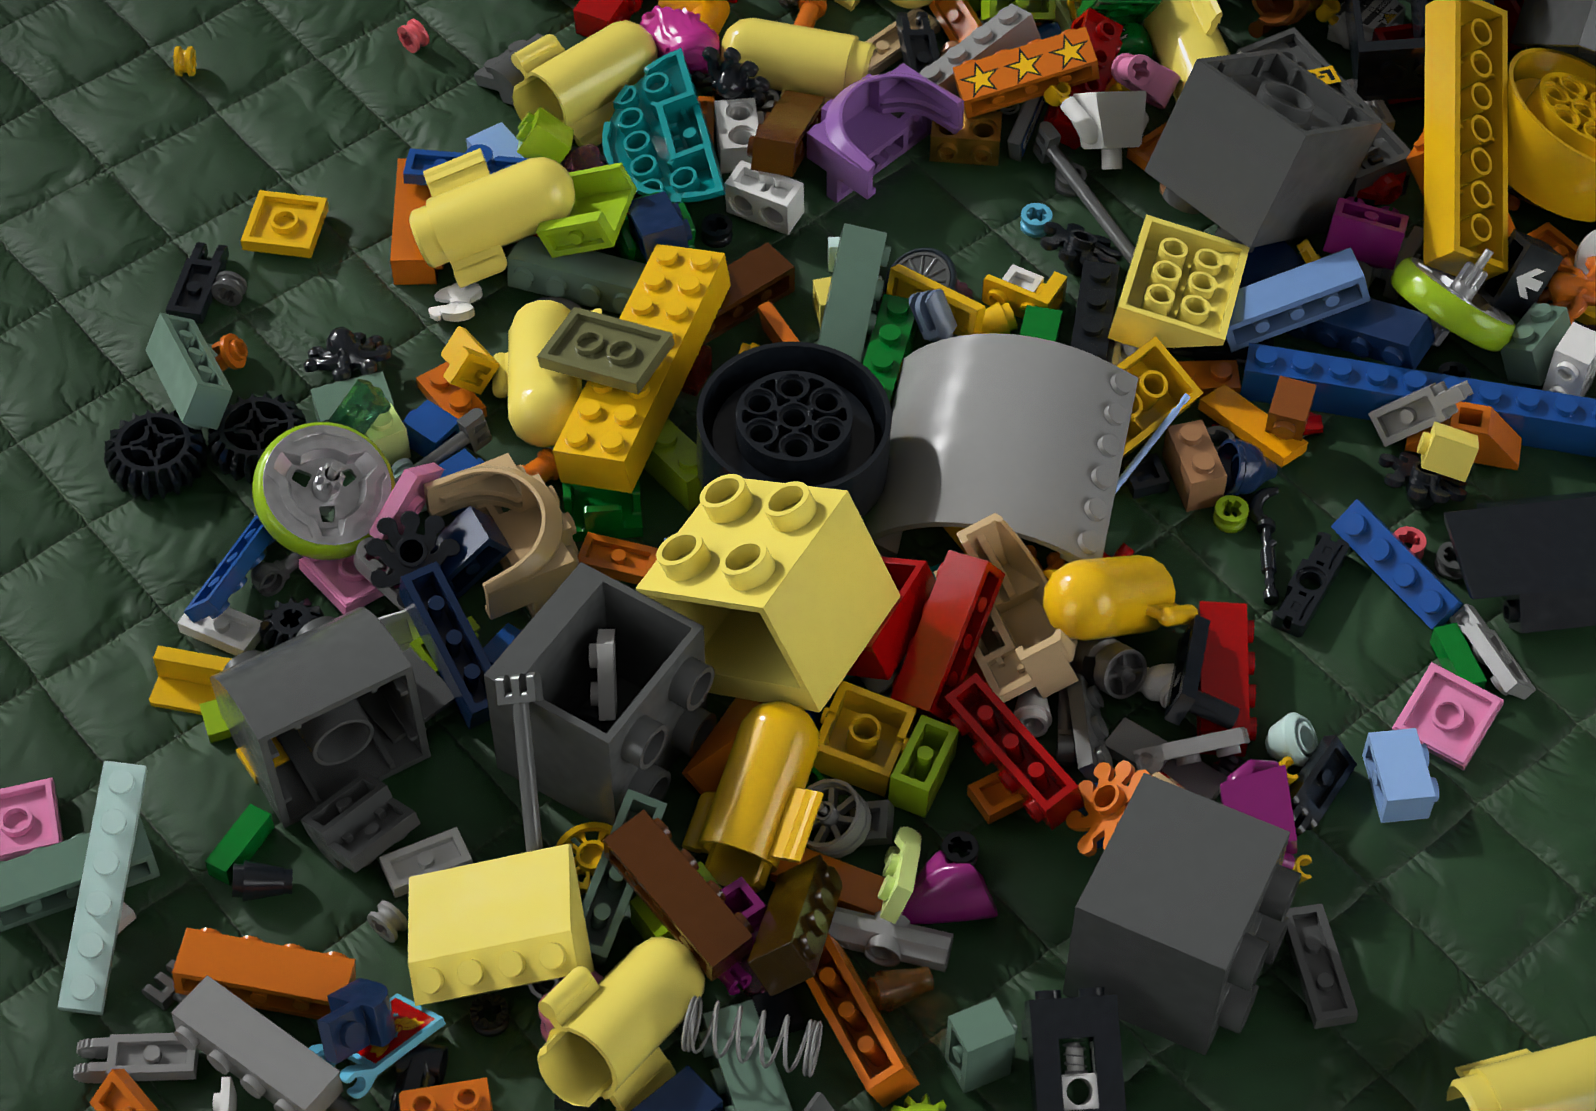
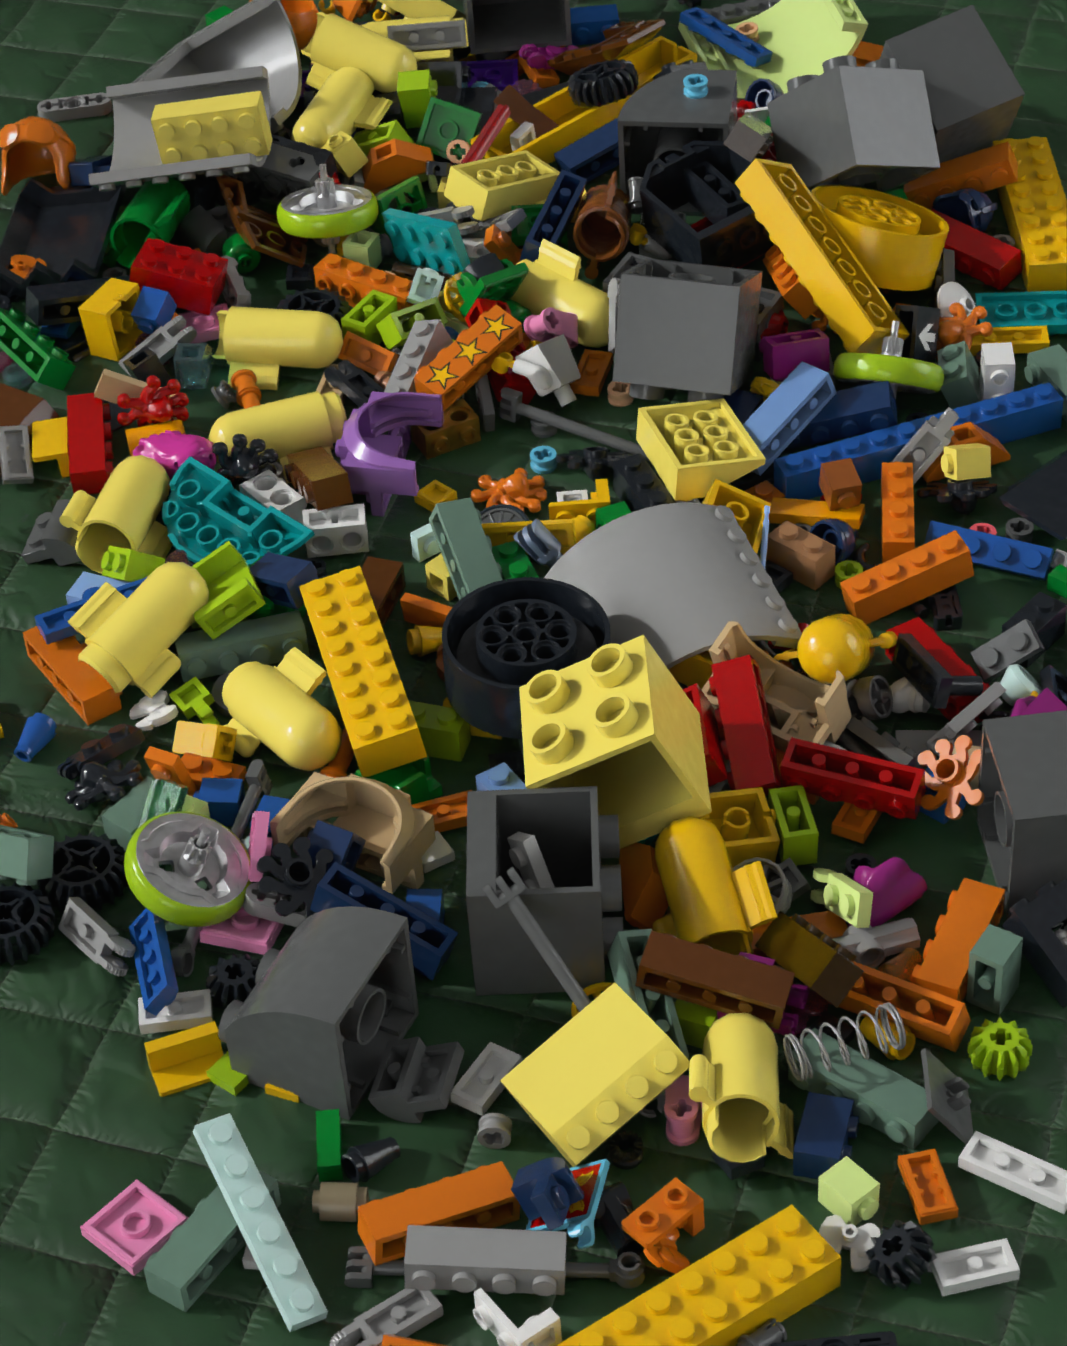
camera: 30 degrees left, 10 degrees down
(198, 907) = (339, 1201): none -> dark tan brick
(215, 511) = (95, 936): none -> light grey hinge
(332, 272) = (35, 735): none -> blue cone
(370, 319) = (119, 740): none -> black hinge
(395, 372) = (169, 767): none -> orange plate
(494, 311) = (194, 700): none -> lime plate
(606, 350) = (338, 662): olive plate -> none
(832, 1060) = (868, 1030): none -> yellow cone
(900, 207) = (434, 493): none -> yellow tile
(973, 241) = (512, 490): none -> orange animal
(1007, 972) = (956, 933): none -> orange brick
(1272, 553) = (908, 578): none -> orange brick
(1307, 693) = (1007, 649): none -> dark grey plate
(1332, 474) = (897, 509): none -> orange brick
(1362, 683) = (1047, 618): none -> black brick

